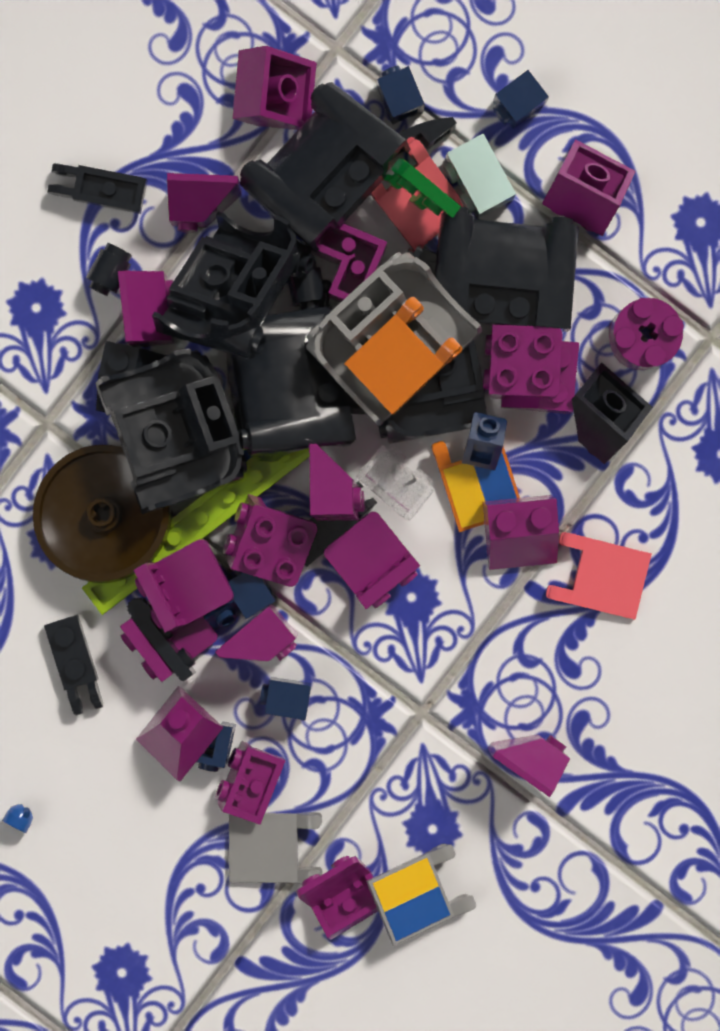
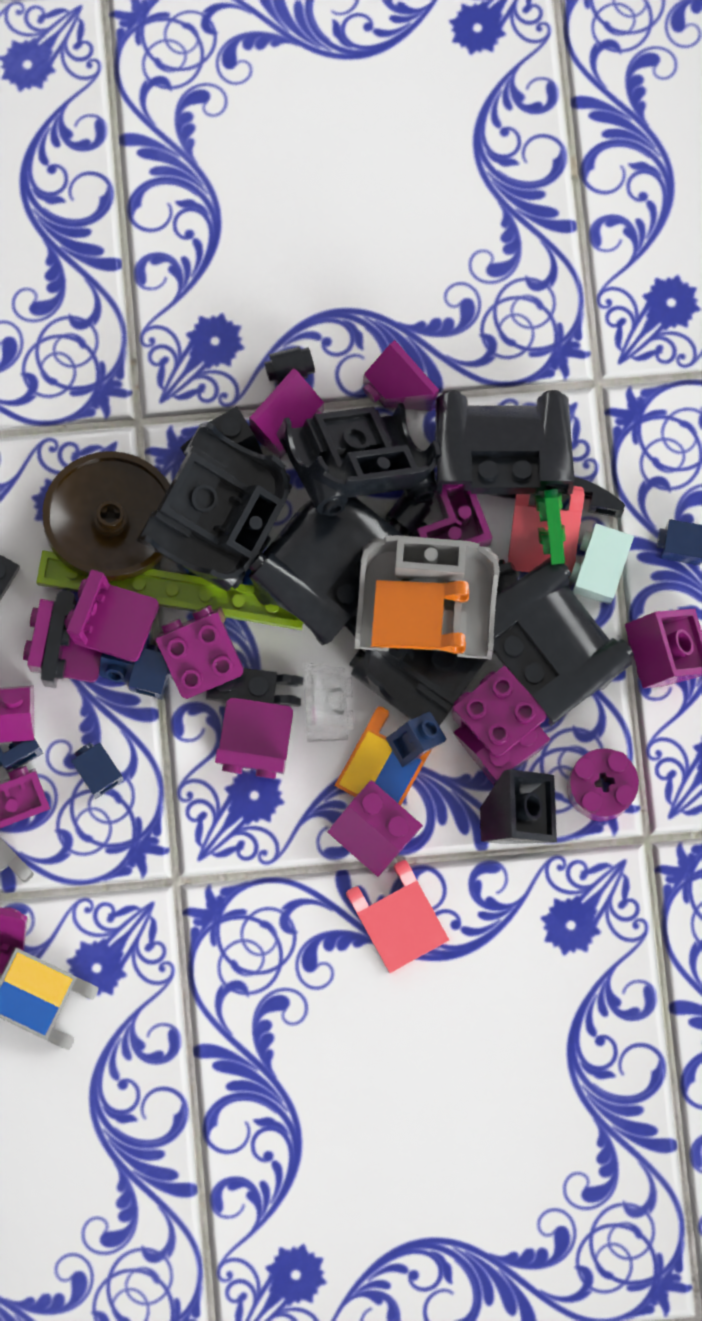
camera: 45 degrees right, 10 degrees down
(101, 187) = (343, 309): black hinge -> none
(261, 638) = (125, 707): magenta slope -> none
(273, 88) = (526, 363): magenta slope -> none
(332, 491) = (276, 658): magenta slope -> none
(399, 93) = (606, 454): dark blue brick -> none
(533, 759) = (217, 989): magenta slope -> none

